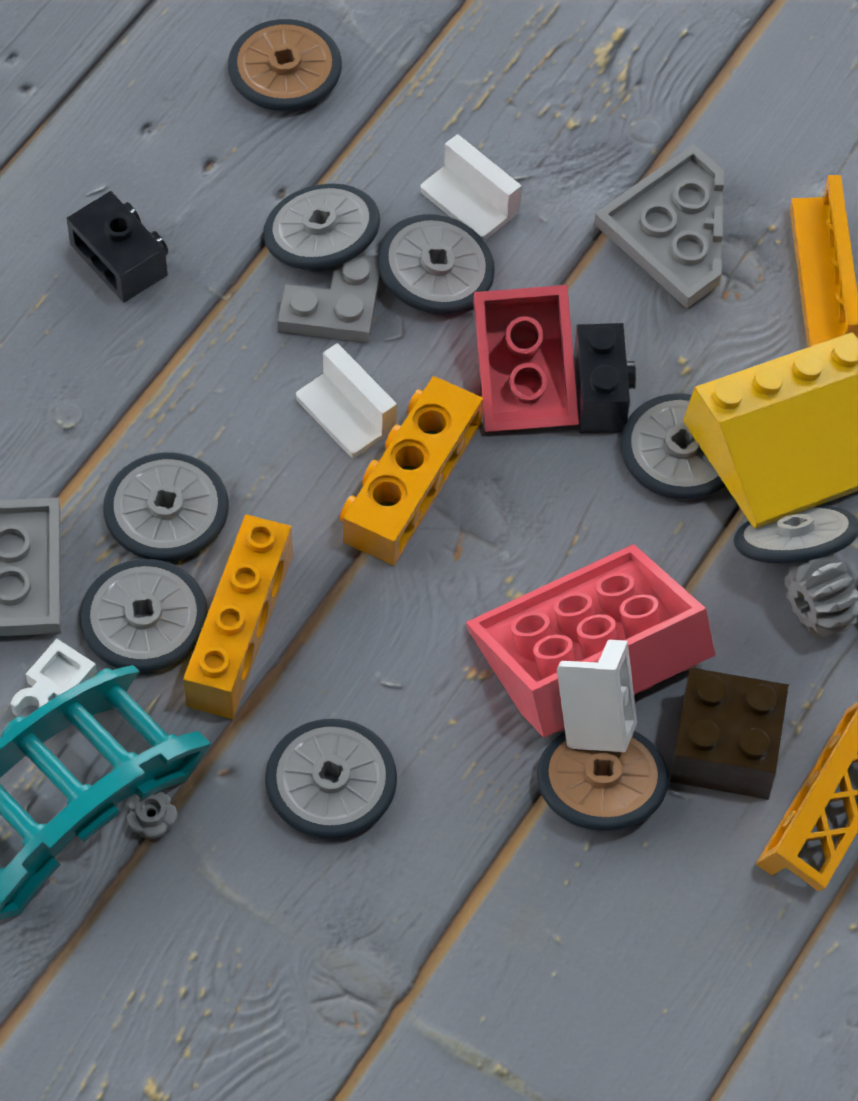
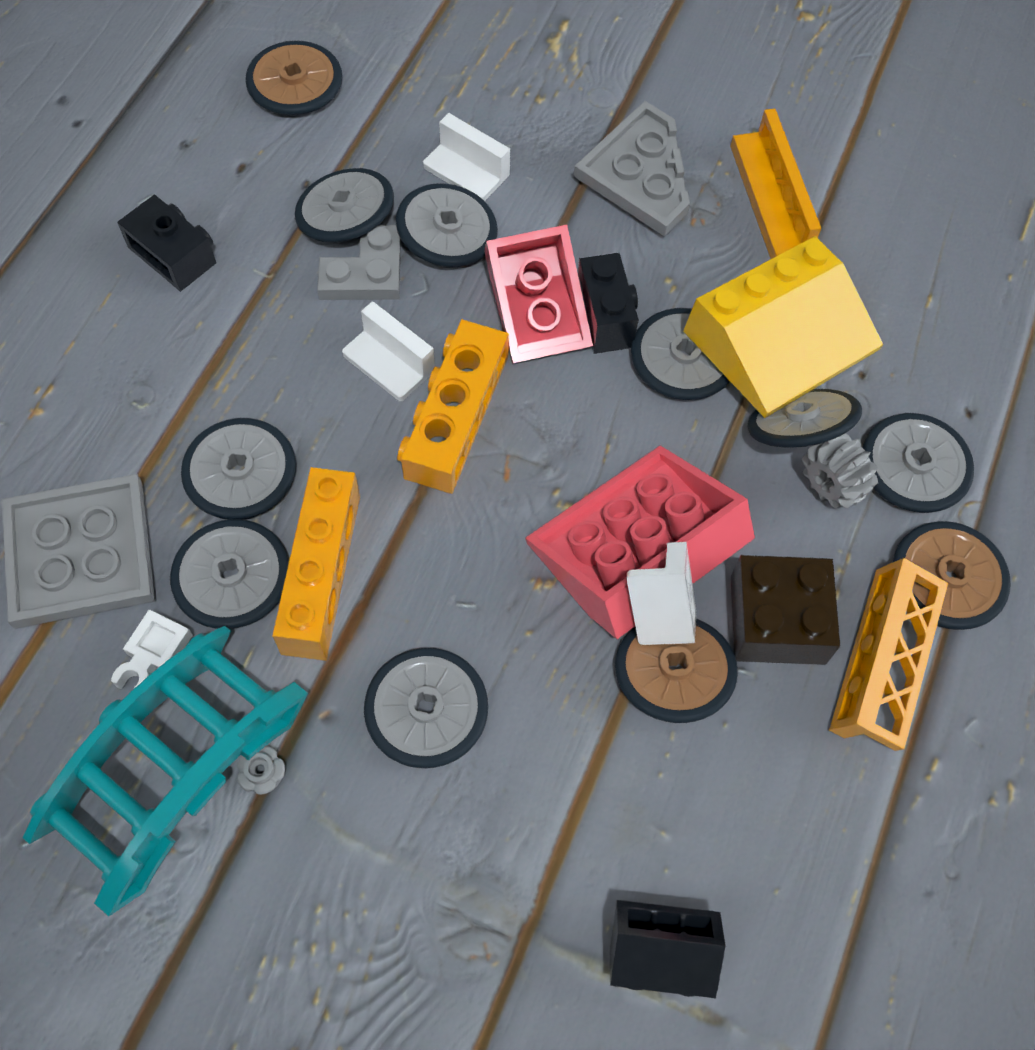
camera: 10 degrees left, 5 degrees up
(534, 1035) = (666, 949): none -> black brick

